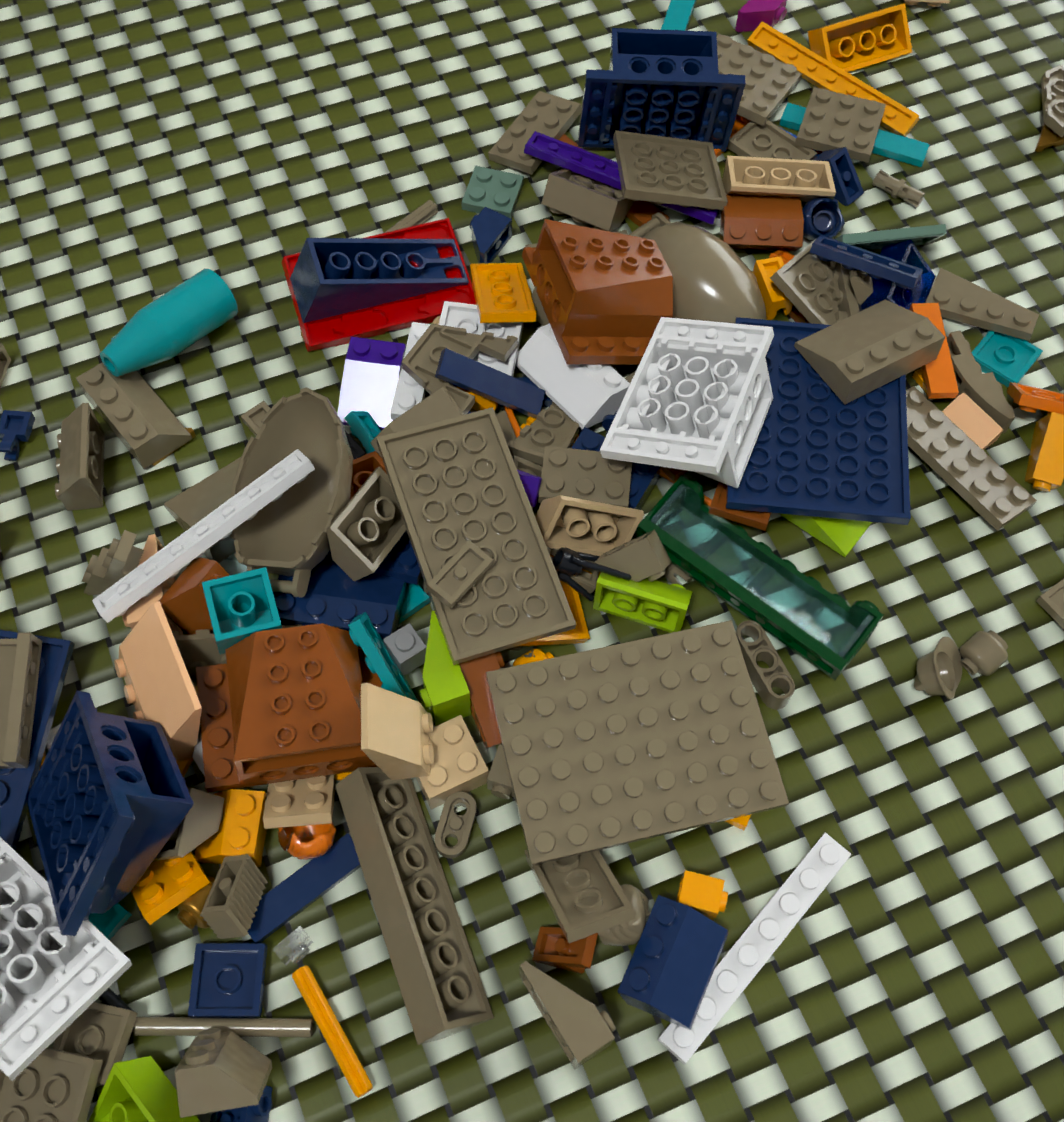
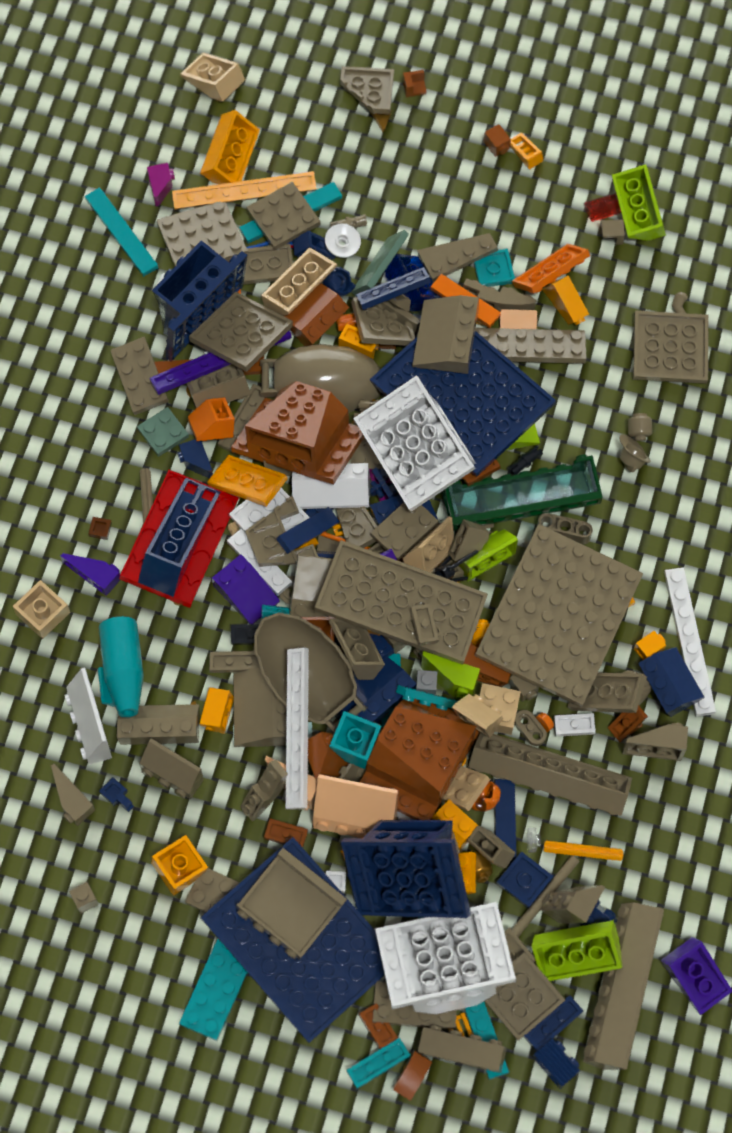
camera: 50 degrees left, 5 degrees up
(79, 338) = (88, 720): none -> white slope
(89, 638) = (283, 832): none -> dark orange plate
(183, 217) = (41, 609): none -> tan brick
(196, 457) = (217, 710): none -> light orange hinge
(270, 238) = (95, 572): none -> dark purple slope
(328, 210) = (100, 528): none -> reddish brown plate
(477, 836) = (545, 721): none -> orange tile
(506, 879) = (574, 724): none -> white plate
(531, 212) = (212, 420): none -> orange slope
(808, 556) = (525, 460): none -> black pin
(874, 186) = (346, 234): none -> white dish

